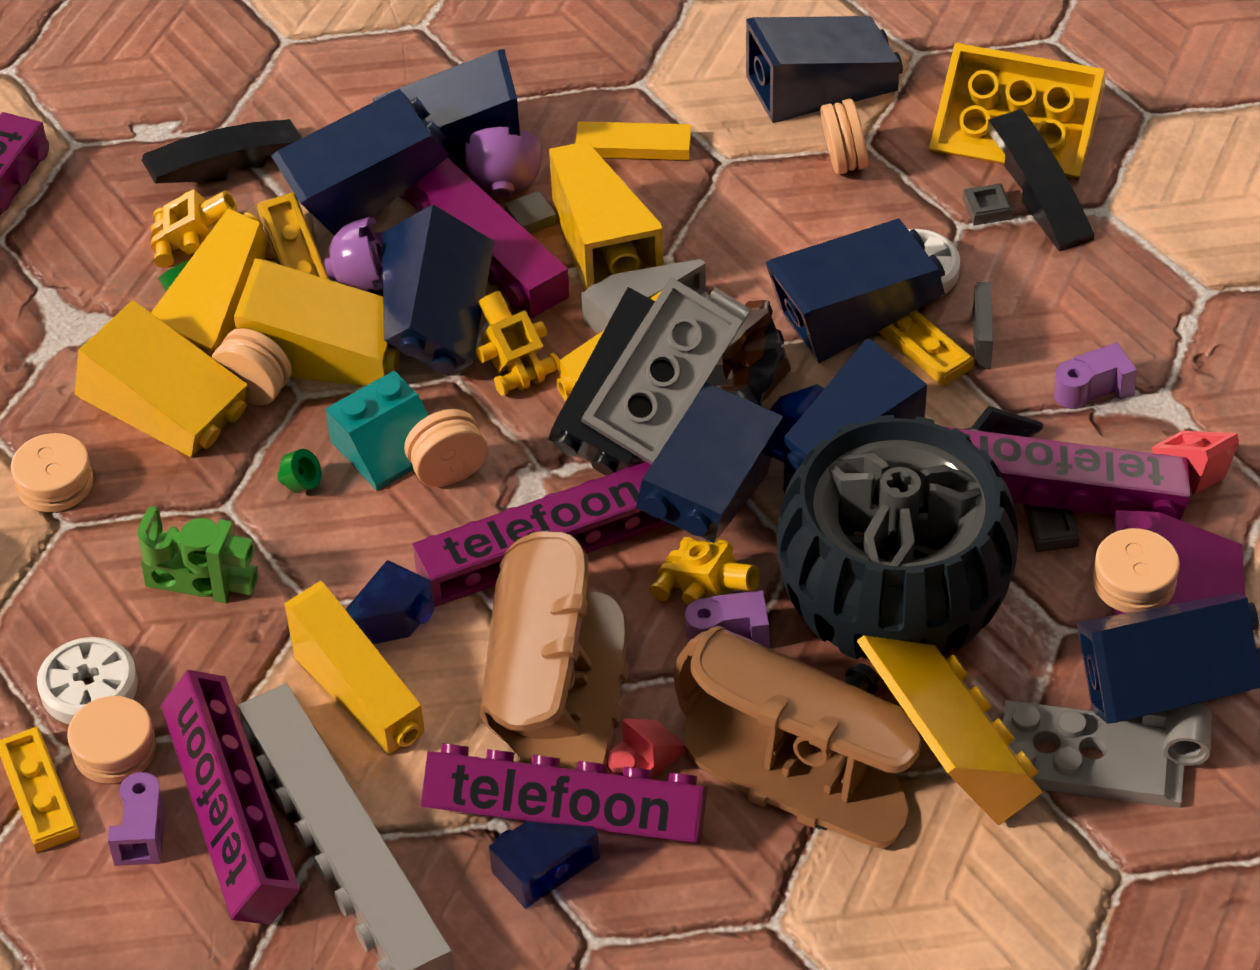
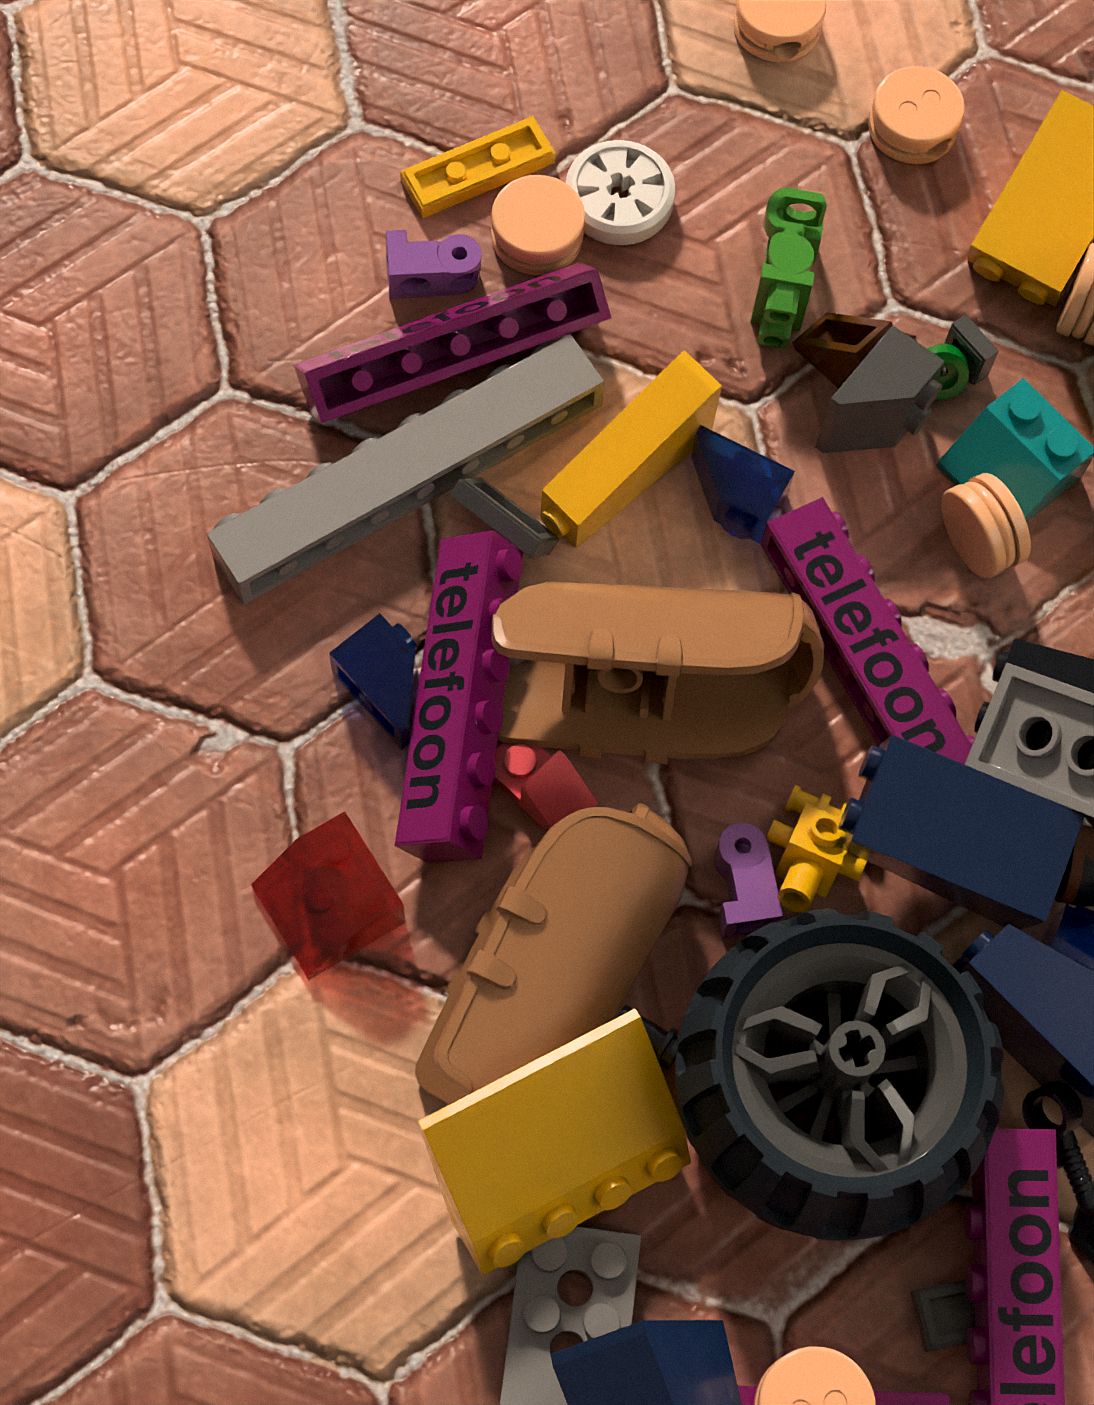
camera: 80 degrees right, 20 degrees up
(274, 525) = (840, 343): none -> reddish brown slope
(276, 447) = (975, 346): none -> dark grey tile
(322, 499) = (883, 397): none -> dark grey slope
(398, 768) = (505, 516): none -> dark grey tile
(733, 897) = (328, 896): none -> clear red slope

